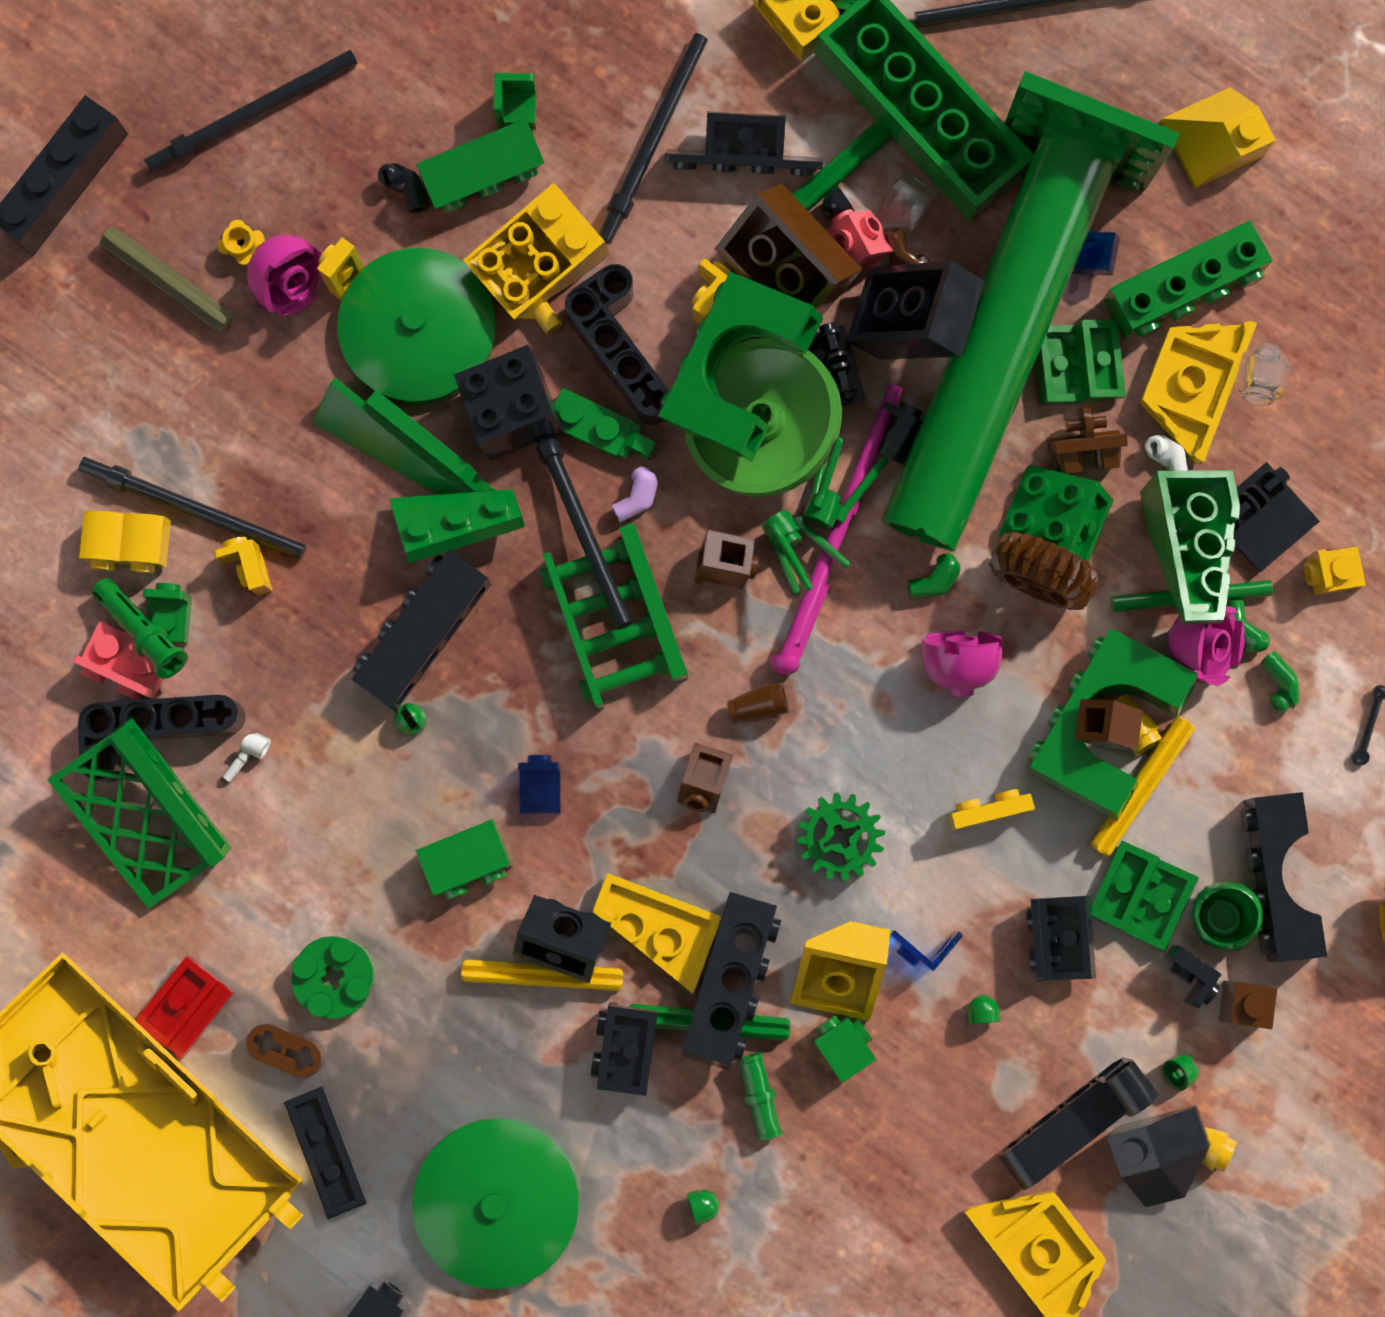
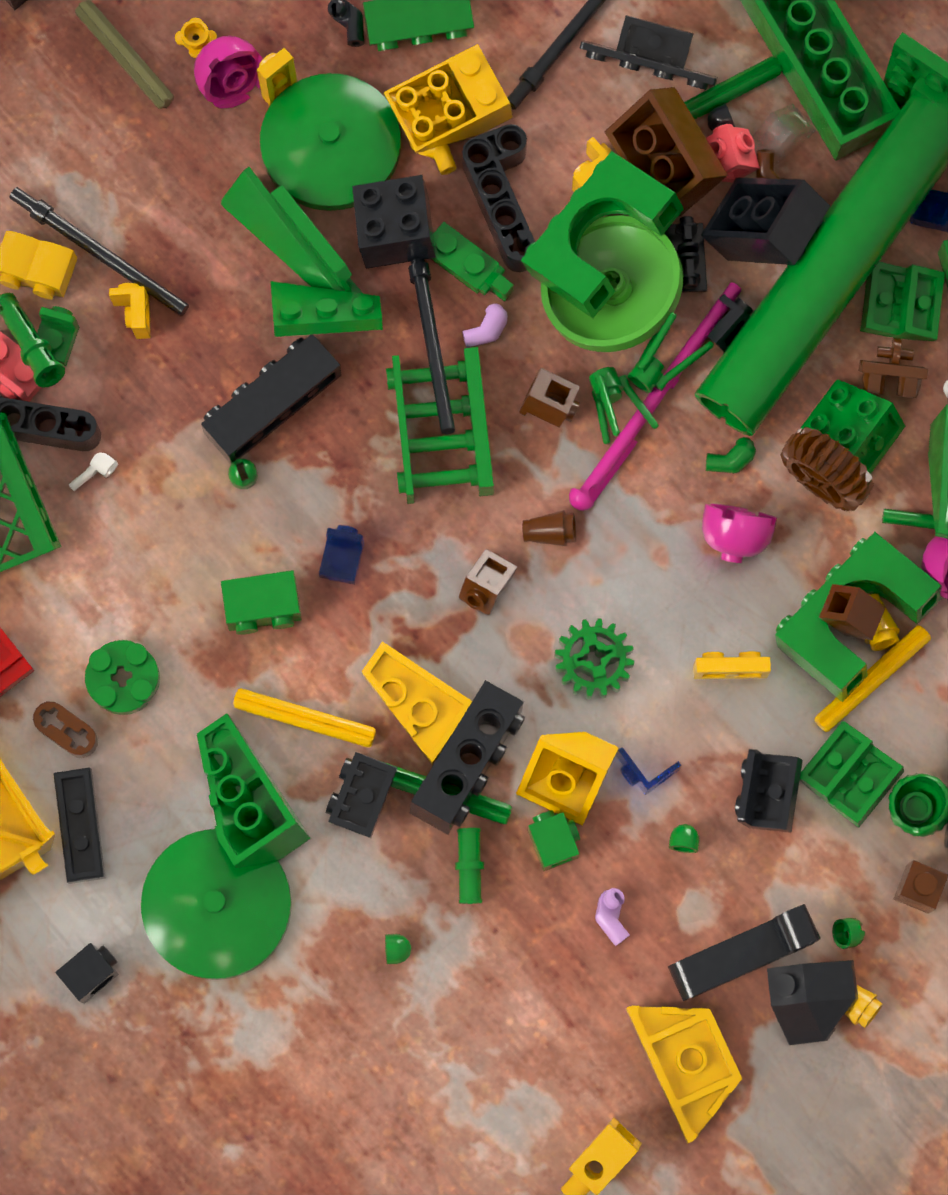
camera: 15 degrees right, 5 degrees down
(508, 1092) = (248, 807): none -> green wedge
(572, 955) = (329, 687): black brick -> none
(920, 1113) = (608, 914): none -> lavender arm
(1189, 967) = (877, 843): black bracket -> none

